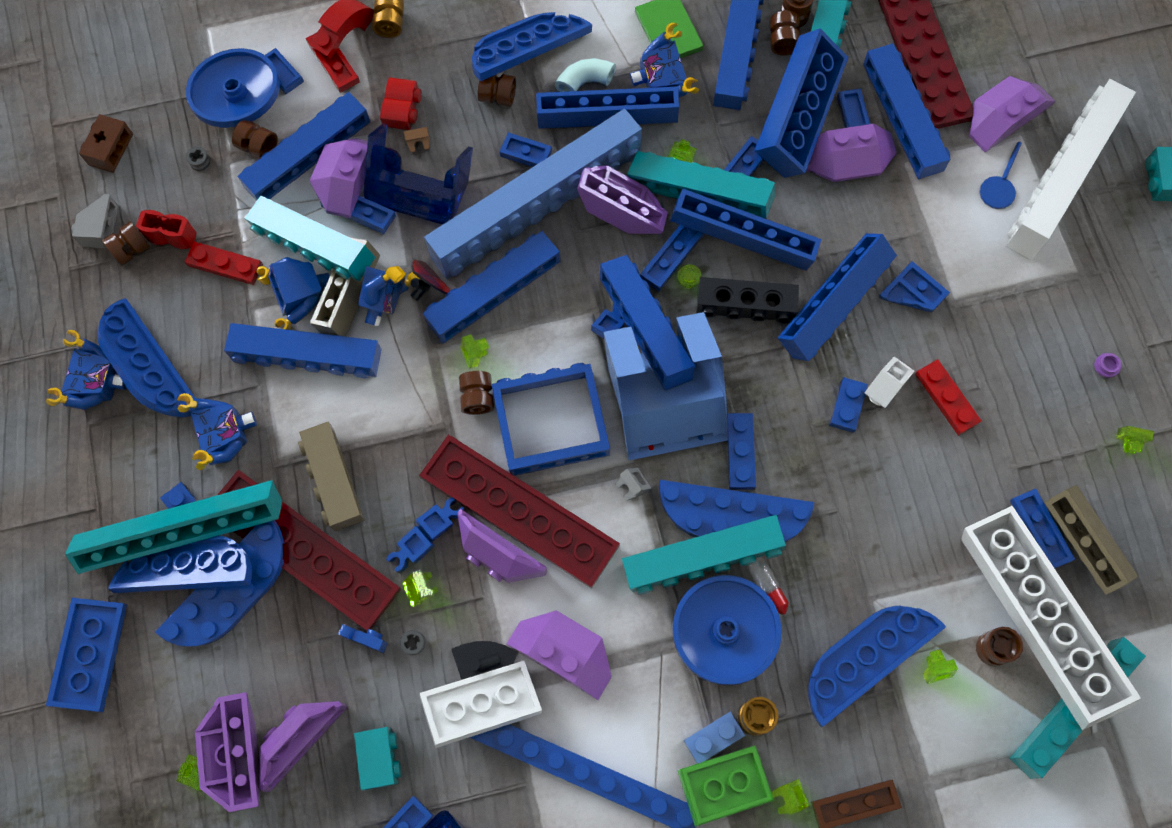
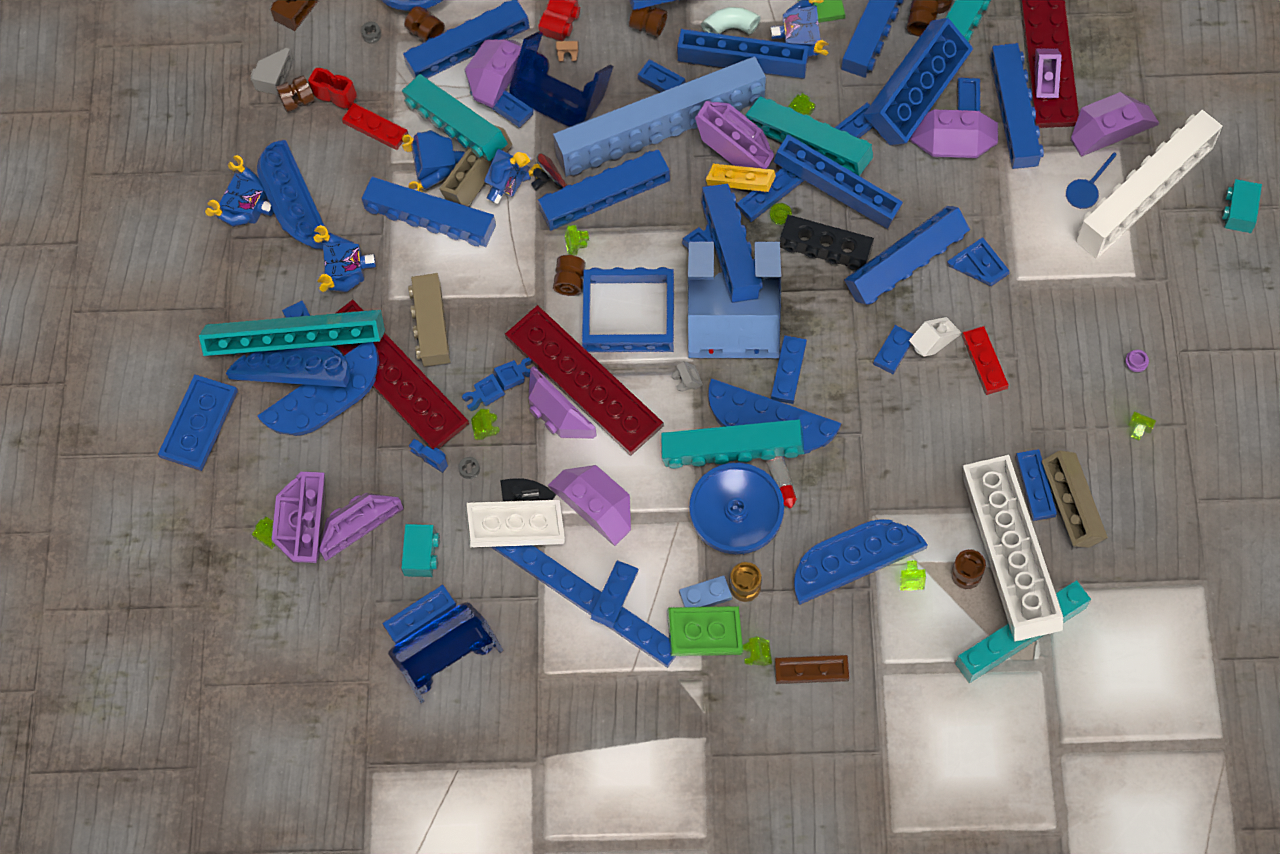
camera: 15 degrees right, 5 degrees down
(613, 764) = (614, 594): none -> blue plate
(638, 244) = (741, 177): none -> yellow plate
(933, 68) = (1047, 73): none -> medium lavender slope

